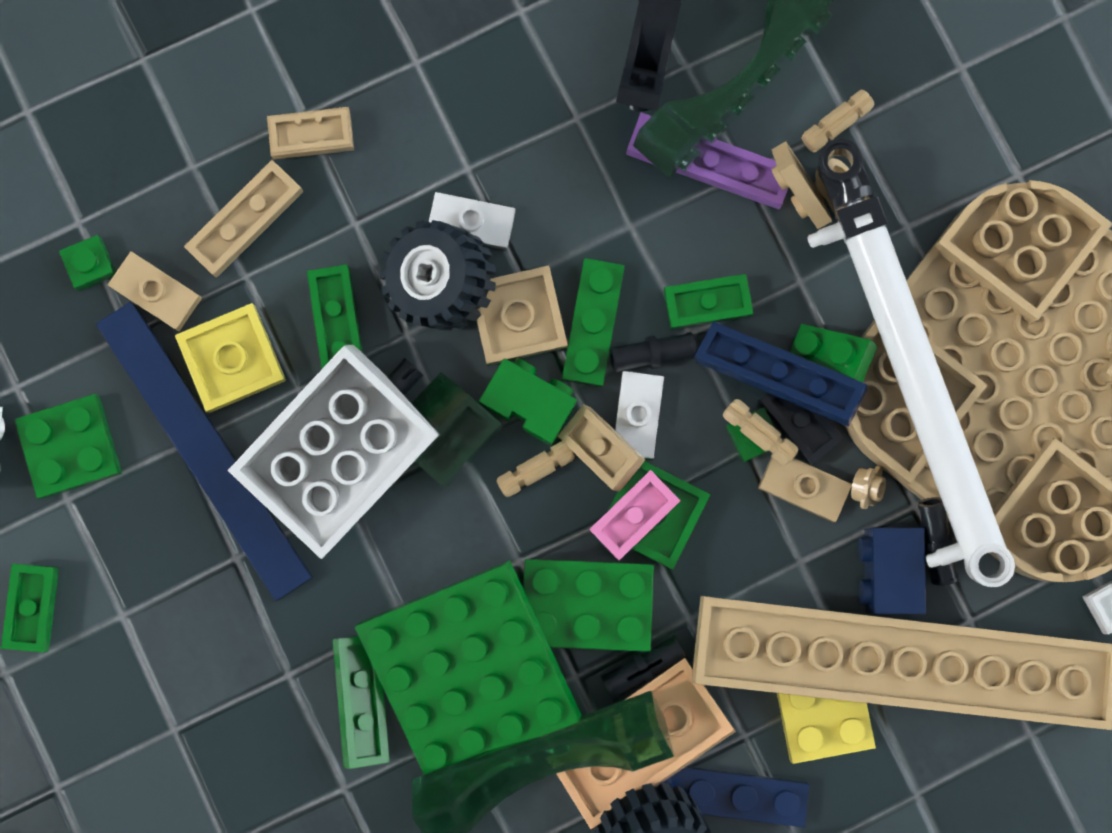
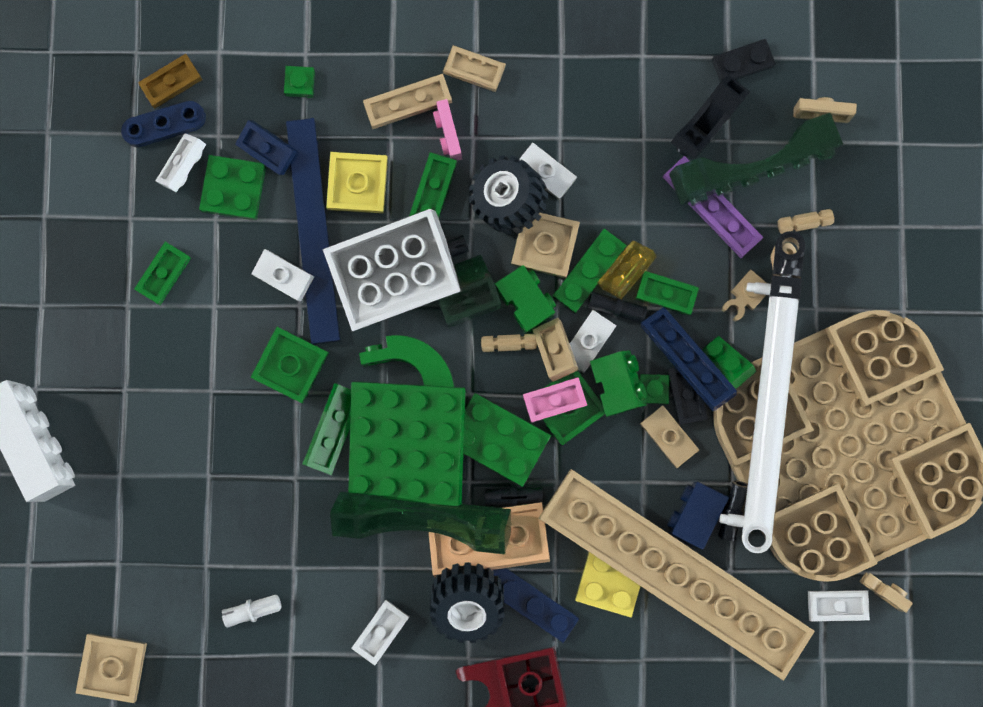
camera: 30 degrees right, 0 degrees up
(85, 371) = (266, 147): none -> dark blue plate
(154, 291) = (331, 119): tan plate -> none
(192, 529) = (282, 275): none -> white plate
(261, 644) = (289, 365): none -> green plate
(303, 219) = (444, 119): none -> bright pink plate
(427, 544) = (411, 351): none -> green arch
(641, 296) = (627, 269): none -> clear yellow plate
(707, 449) = (619, 382): none -> green brick
(760, 432) = (657, 388): tan axle -> none
(806, 196) = (758, 241): tan plate -> none
(808, 257) = (743, 297): none -> tan plate
(868, 486) = (708, 456): tan plate -> none

